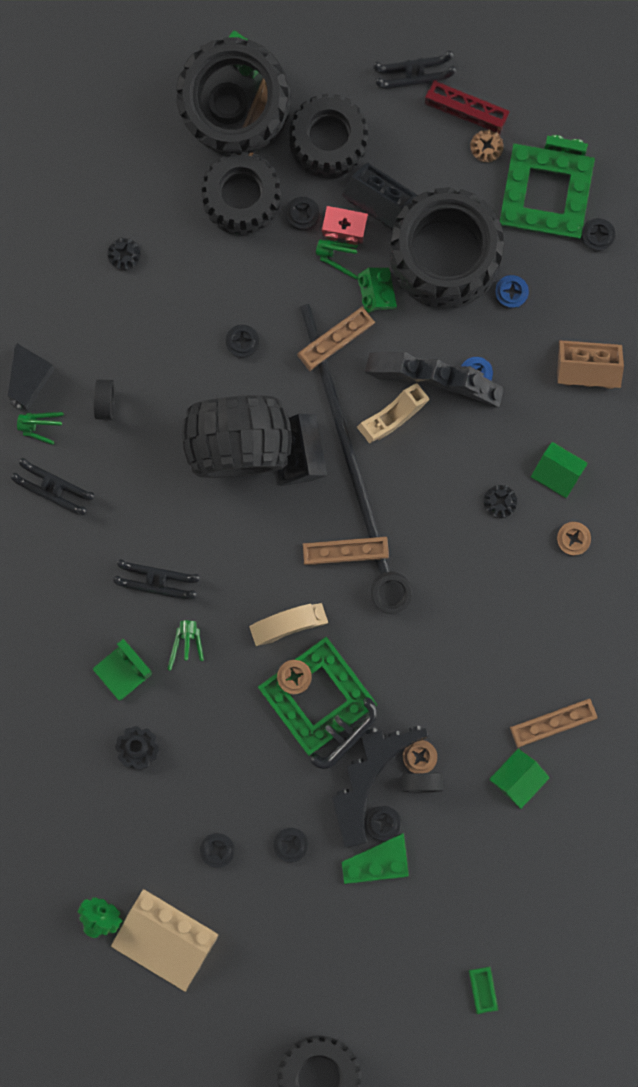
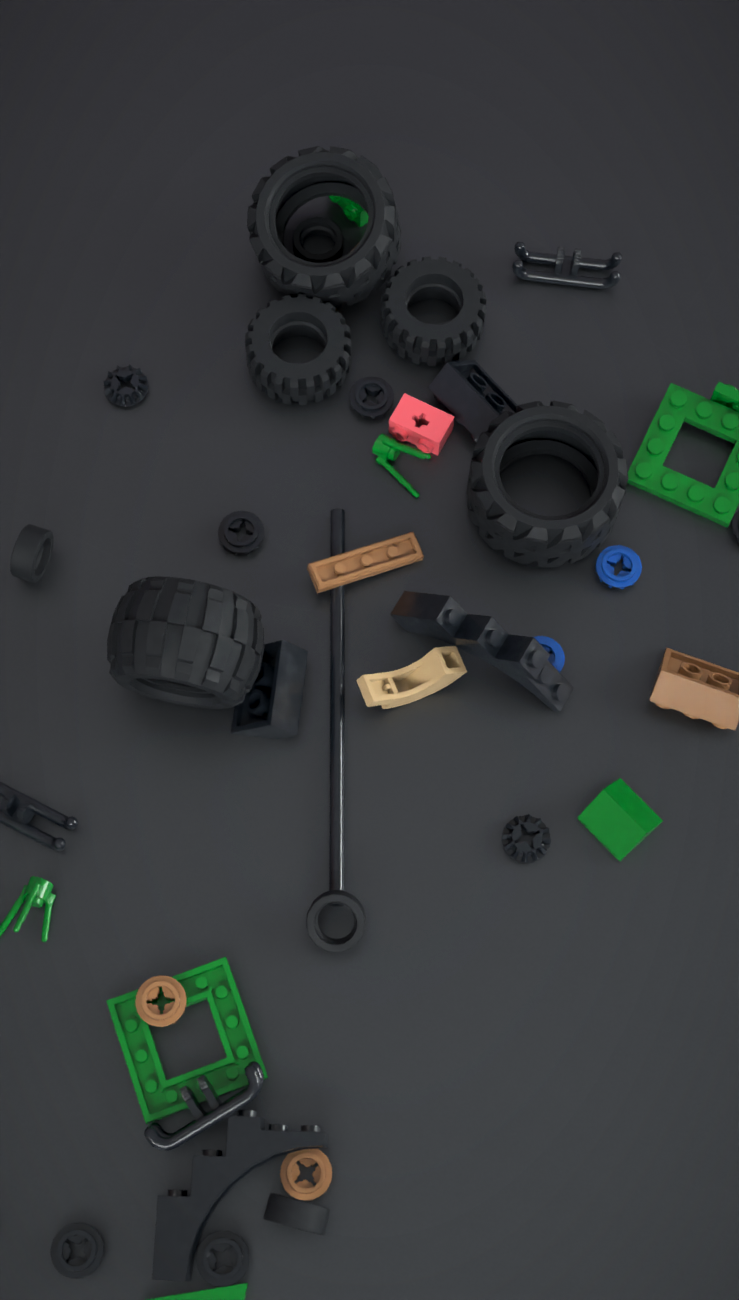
camera: 15 degrees right, 10 degrees down
(288, 622) = (178, 920): tan arch -> none
(345, 551) = (291, 845): medium nougat tile -> none
(377, 289) = (439, 515): green bracket -> none
(465, 111) = (618, 331): dark red fence -> none
(489, 154) = (634, 390): medium nougat gear -> none
(519, 778) = (443, 1250): green slope -> none
(553, 723) = (516, 1180): medium nougat tile -> none
(583, 536) = (616, 905): medium nougat gear -> none

